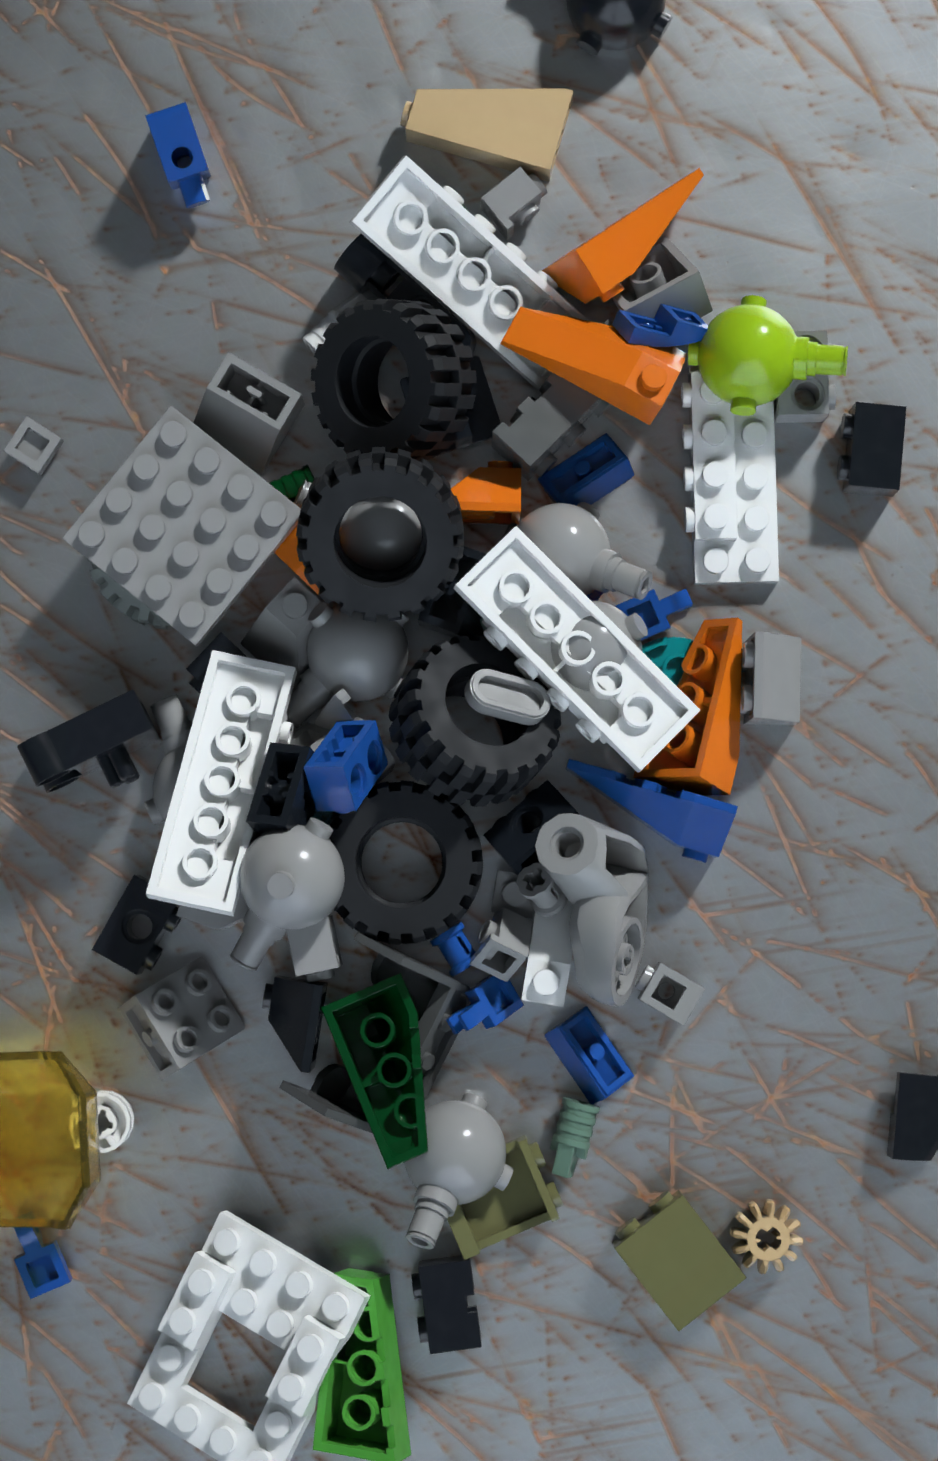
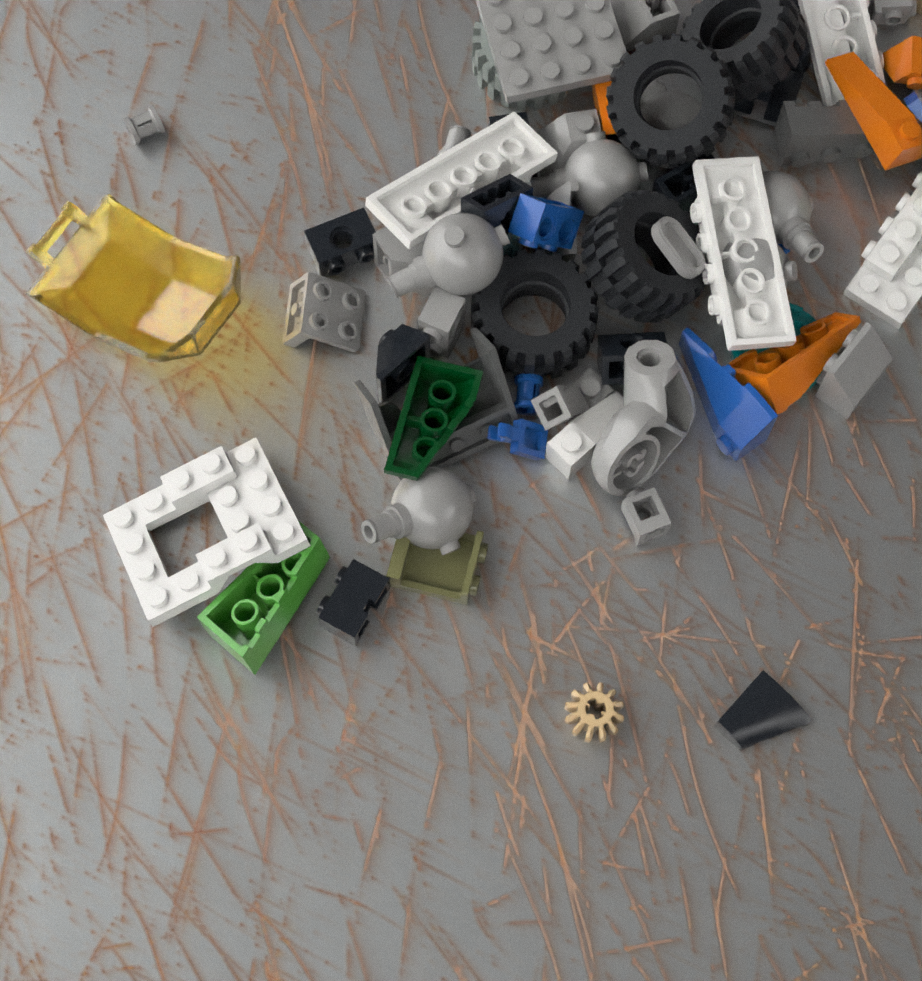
camera: 35 degrees right, 15 degrees down
(42, 1264) = (121, 394): blue plate -> none
(91, 742) = (398, 112): black piece -> none
(114, 1120) = (231, 342): white wheel -> none
(490, 494) = (750, 141): orange slope -> none
(541, 896) = (611, 389): light grey bush -> none
(572, 1135) = (514, 558): sand green hinge -> none
(588, 473) = (827, 186): blue slope -> none
(589, 1055) = (562, 520): blue slope -> none
(655, 611) = (807, 287): blue plate -> none
(677, 1259) = (524, 683): olive brick -> none

